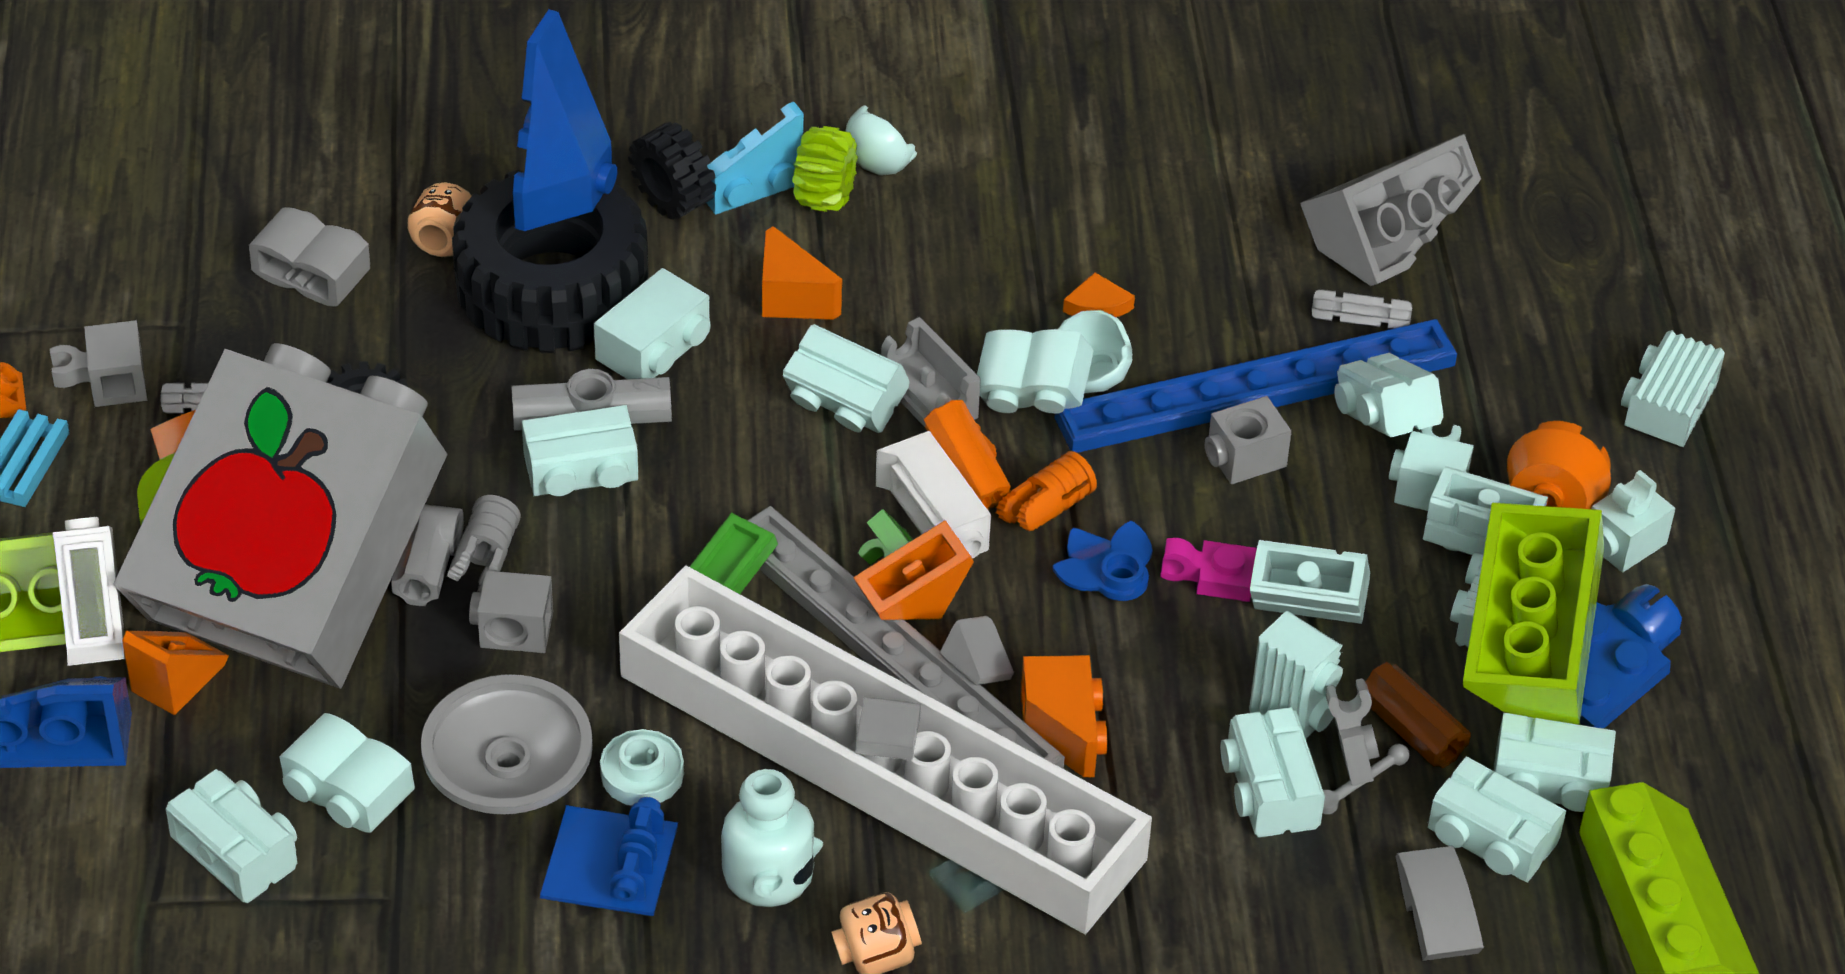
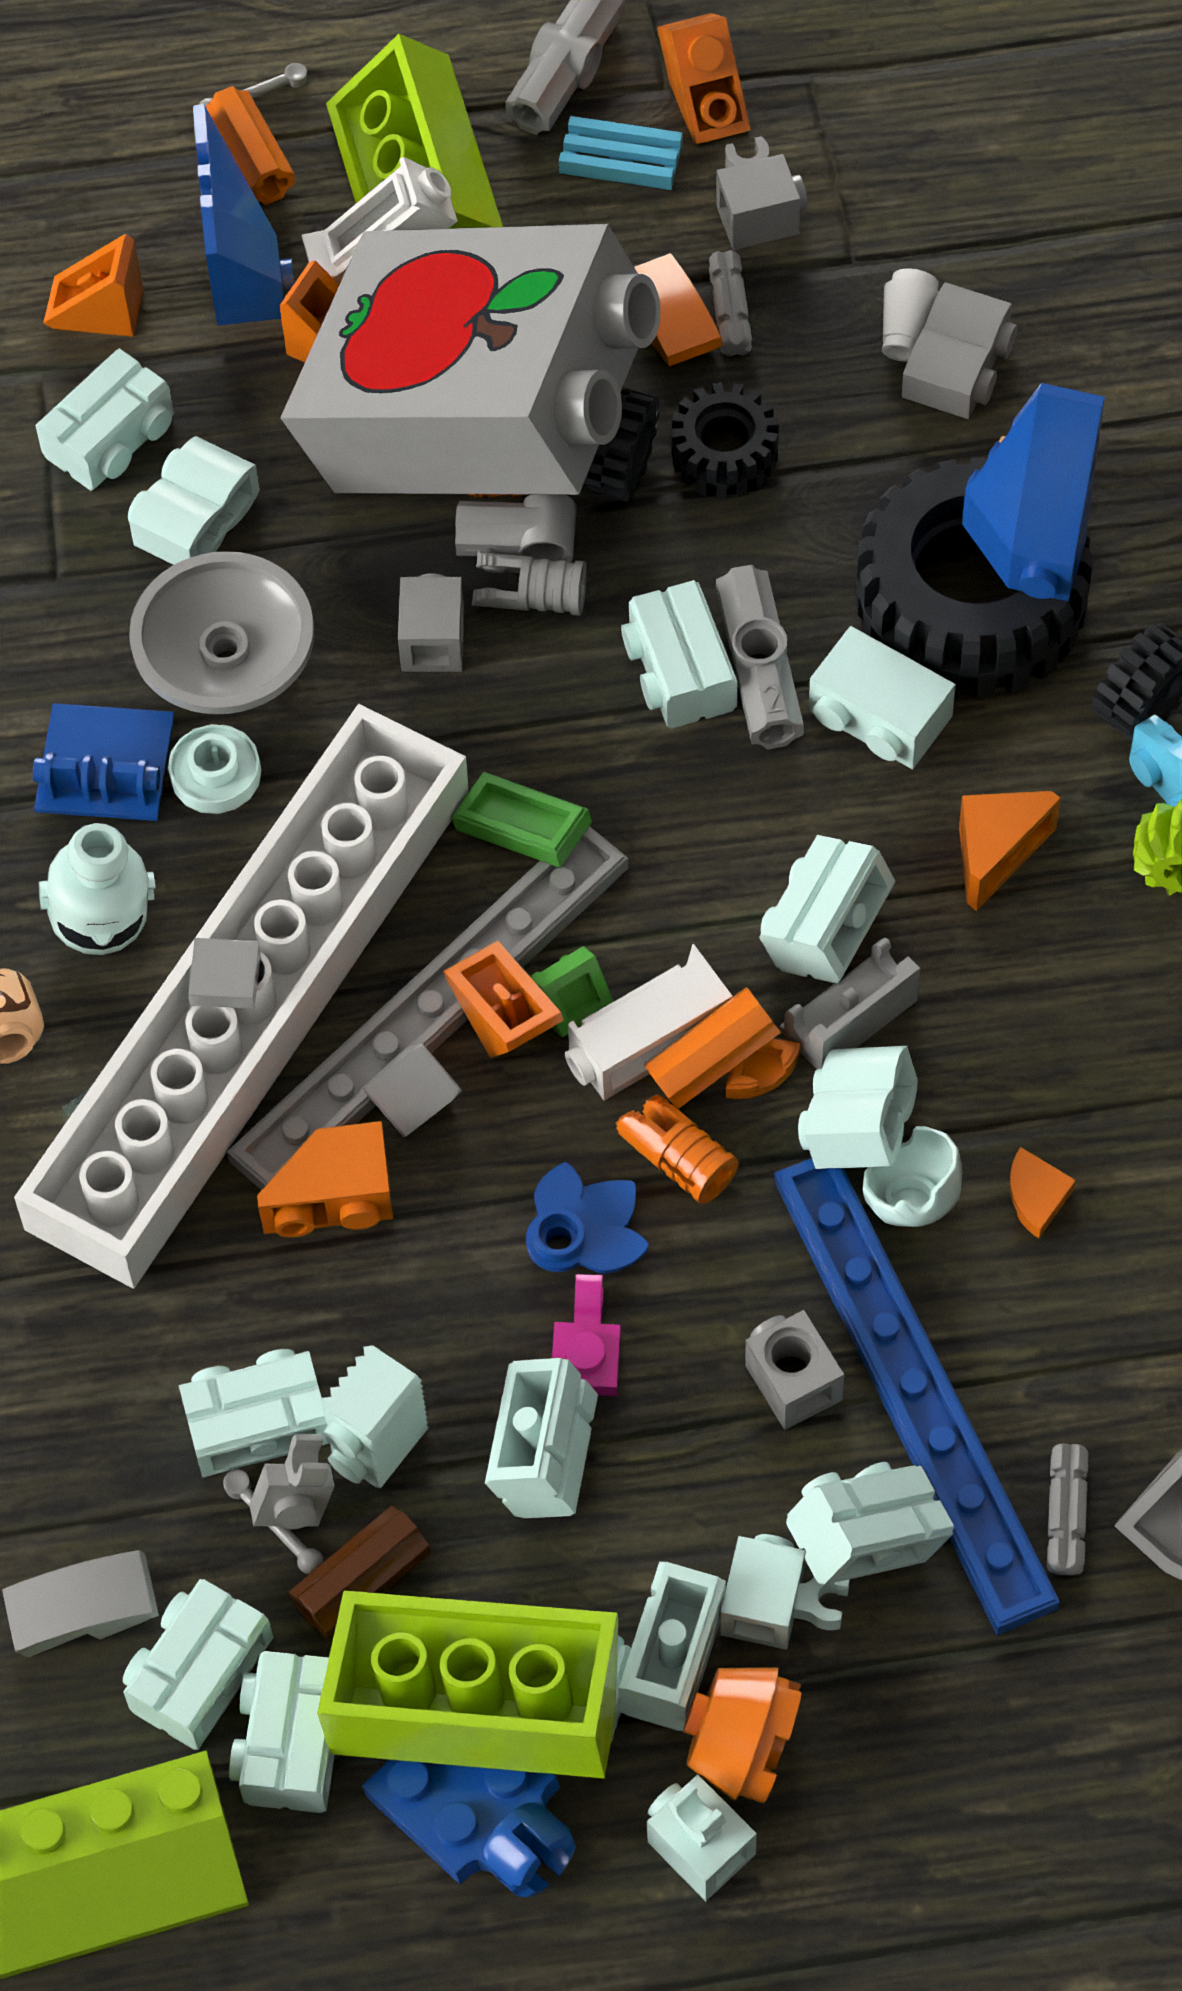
camera: 90 degrees right, 15 degrees up
(77, 832) = (99, 292): none -> orange slope
(260, 283) = (906, 310): none -> white cone
(1673, 387) = (963, 1904): light aqua brick -> none

